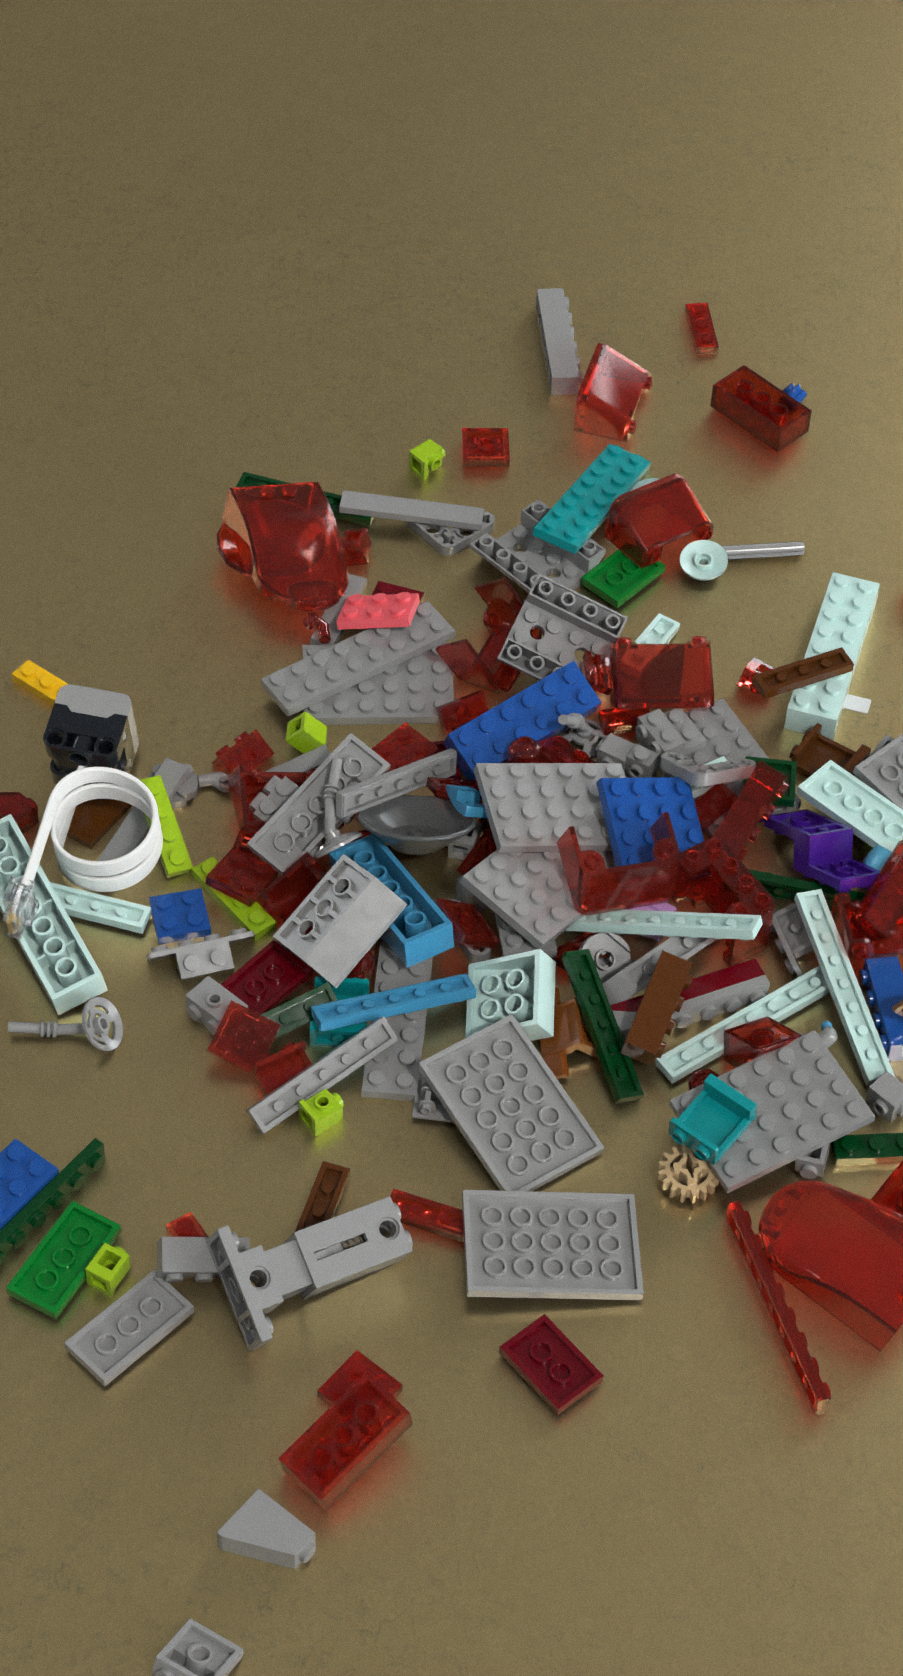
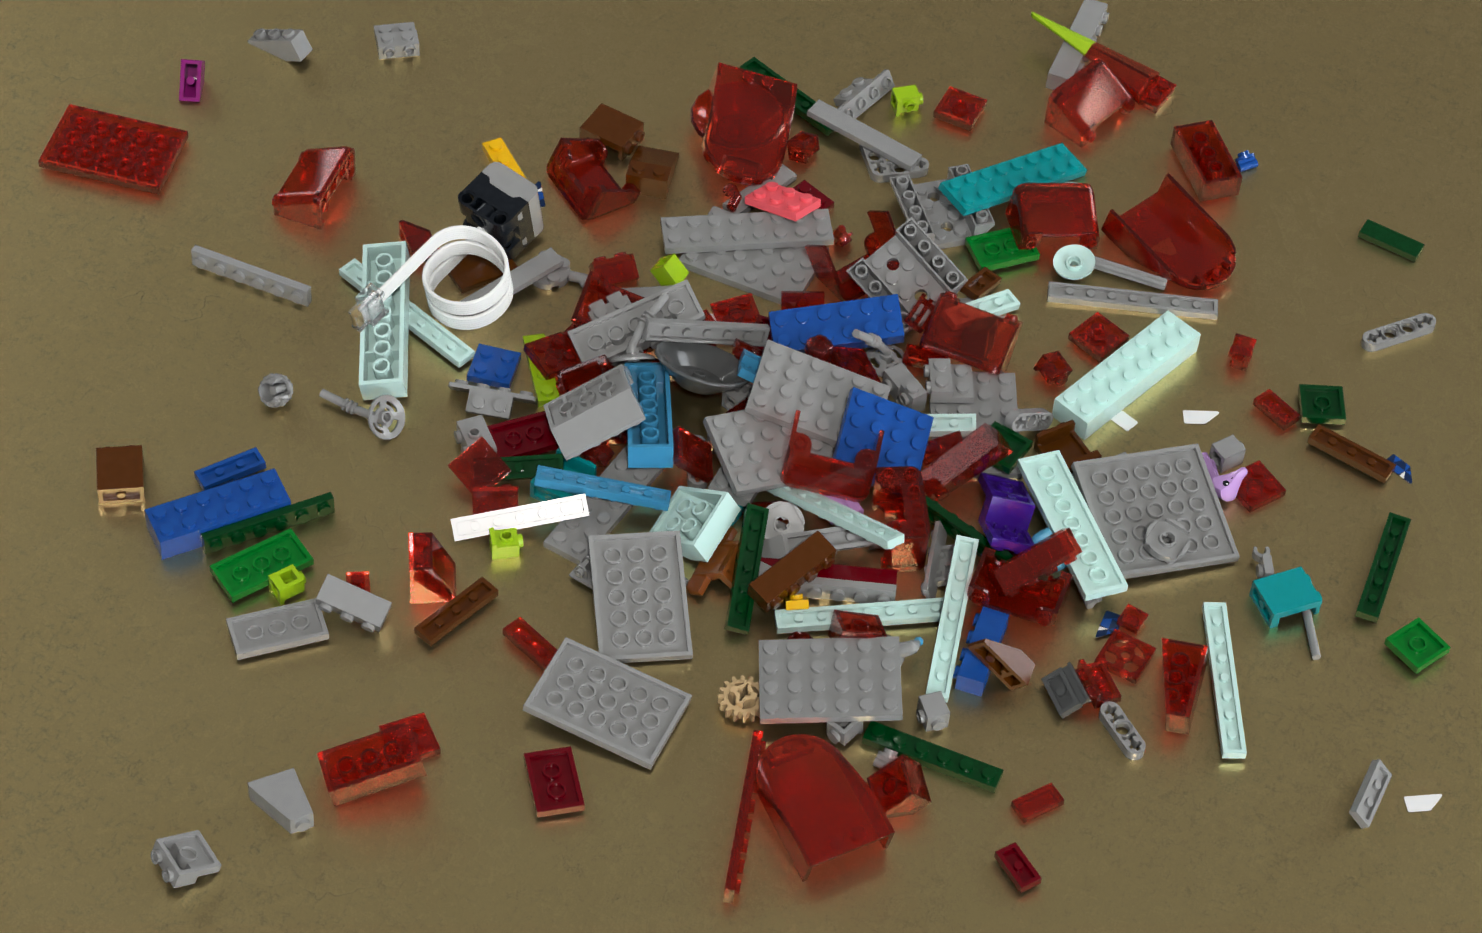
camera: 25 degrees right, 0 degrees up
(146, 604) = (614, 130): none -> reddish brown panel
(150, 674) = (584, 181): none -> clear red windscreen
(174, 852) = (518, 309): lime plate -> none
(214, 634) = (652, 171): none -> reddish brown slope
(262, 1182) = (430, 570): none -> clear red slope
(306, 1262) = (424, 636): light grey brick -> none
(378, 468) = (863, 93): none -> light grey bracket
(459, 624) = (842, 236): none -> clear red plate
(634, 613) = (981, 284): none -> reddish brown plate
(645, 351) = (1142, 82): none -> clear red plate
(676, 1039) = (796, 602): none -> yellow plate
(701, 328) = (1208, 79): clear red plate -> none
(706, 775) = (940, 417): light grey beam -> none
(713, 1120) = (775, 666): teal panel -> none
(775, 740) = (1018, 419): none -> light grey beam
(778, 627) = (1098, 337): none -> clear red plate
(781, 577) = (1132, 300): none -> light grey tile
(784, 497) = (1174, 238): none -> clear red windscreen
(802, 673) = (1081, 375): reddish brown plate -> none
(876, 1172) = (884, 757): none -> light grey plate

